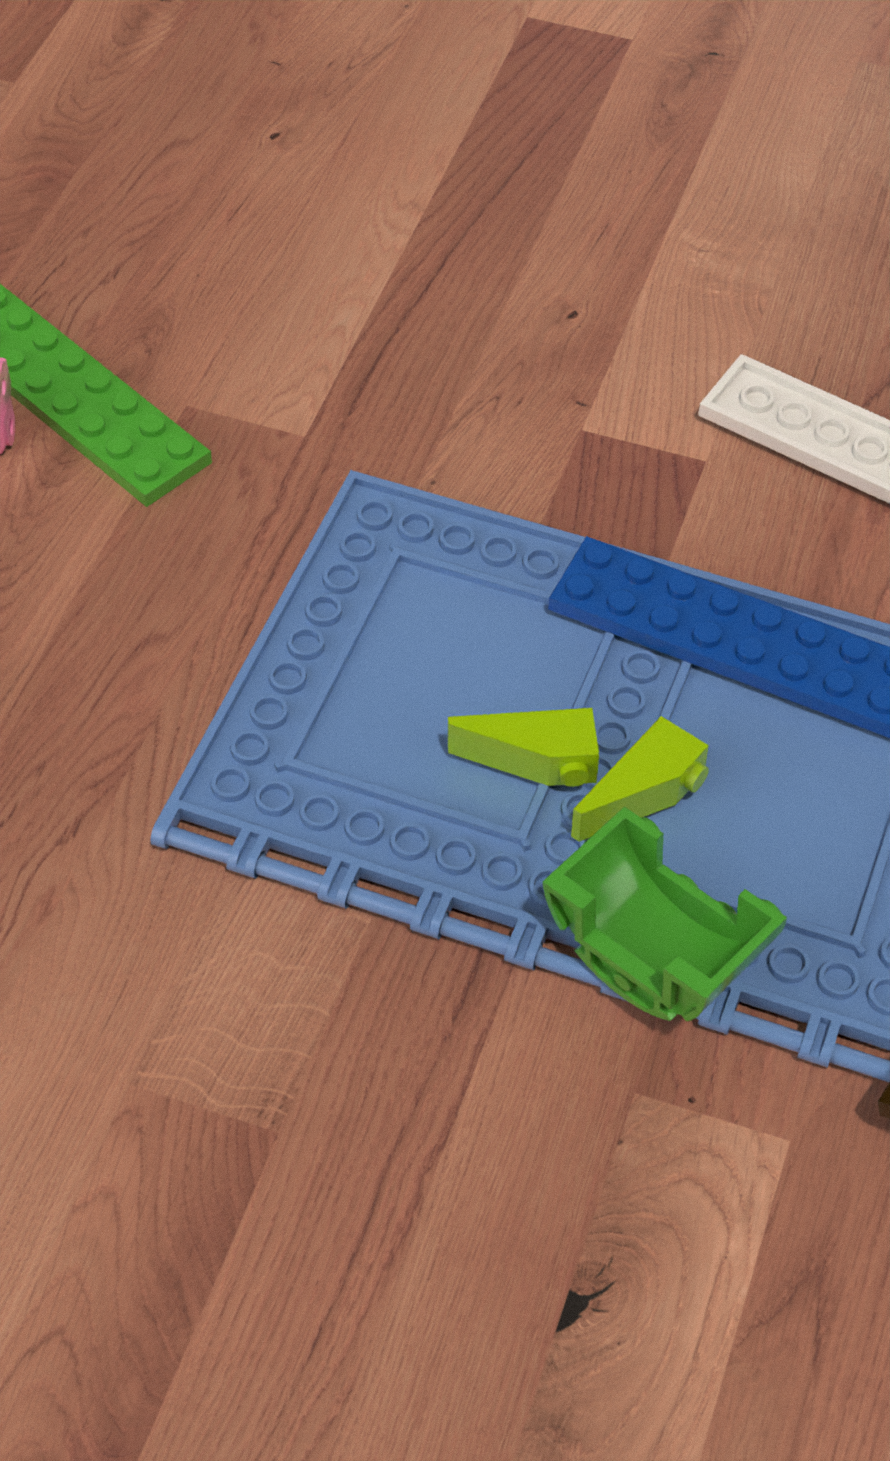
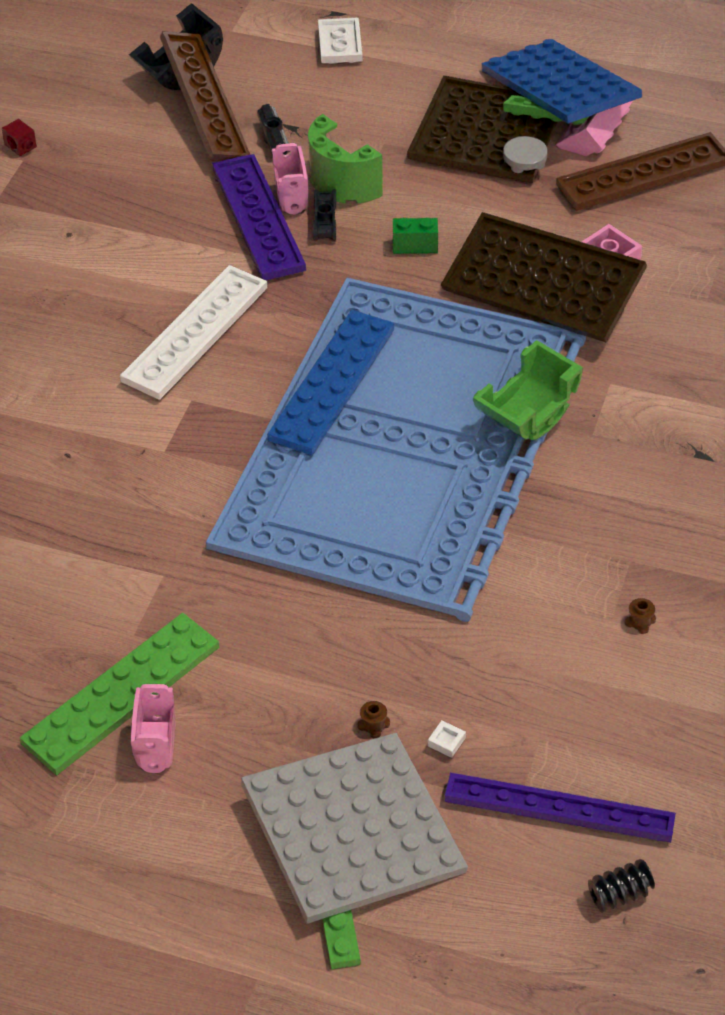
camera: 90 degrees left, 5 degrees down
(119, 1126) = (641, 616): none -> reddish brown brick
(535, 745) = (414, 450): lime slope -> none
(646, 779) = (430, 410): lime slope -> none

